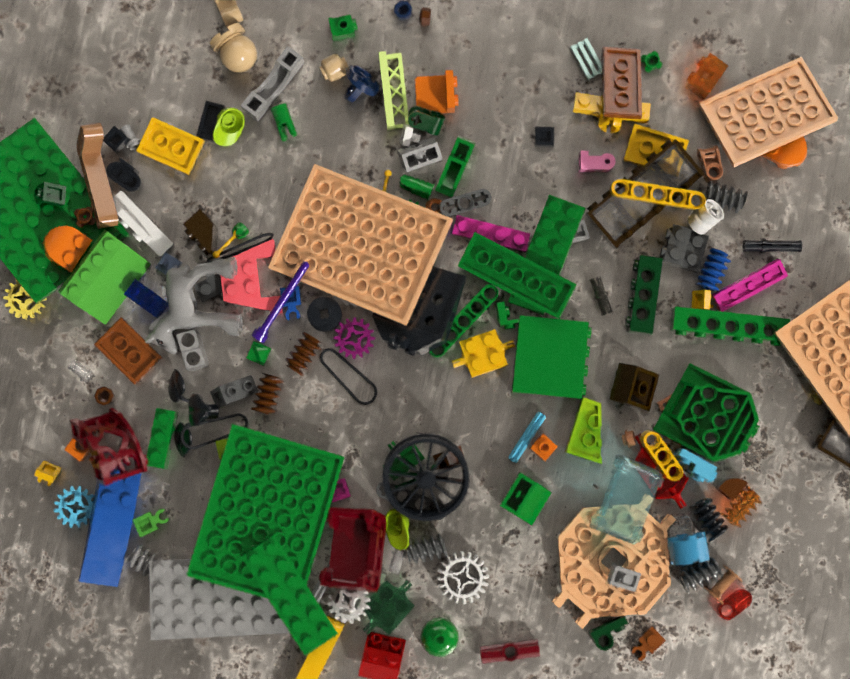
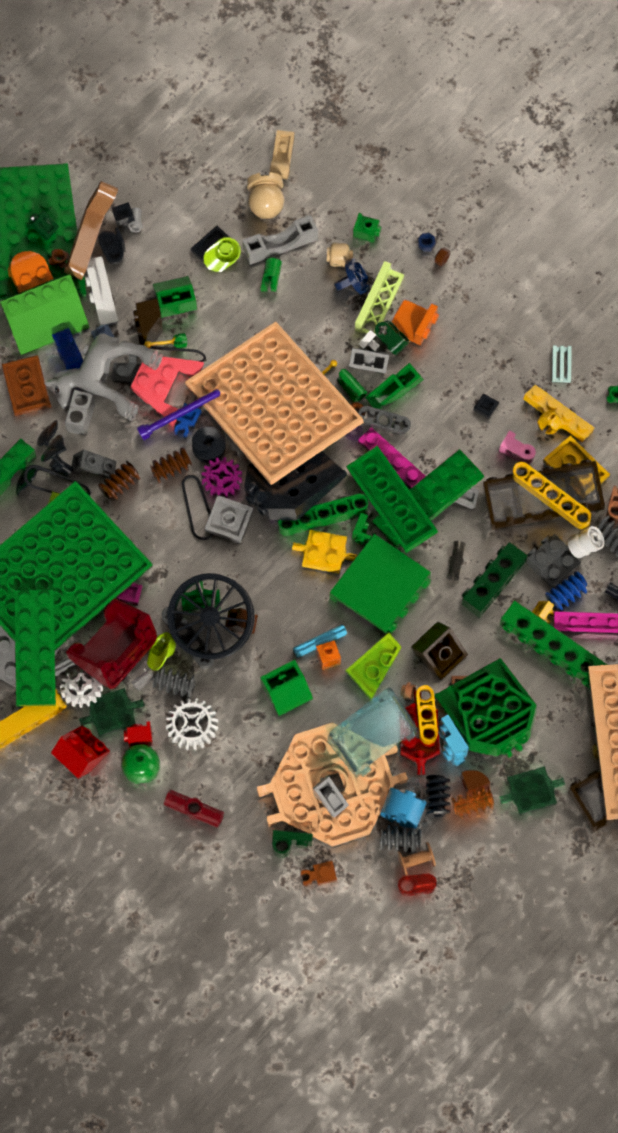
camera: 35 degrees right, 15 degrees down
(170, 146) = (164, 244): yellow plate -> none
(209, 190) = (175, 296): none -> green slope
(258, 353) = (133, 447): green tile -> none
(383, 373) = (228, 519): none -> light grey plate
(423, 614) = (138, 734): none -> red brick
(621, 83) = (578, 396): dark orange tile -> none
(783, 466) = (532, 790): none -> clear green plate

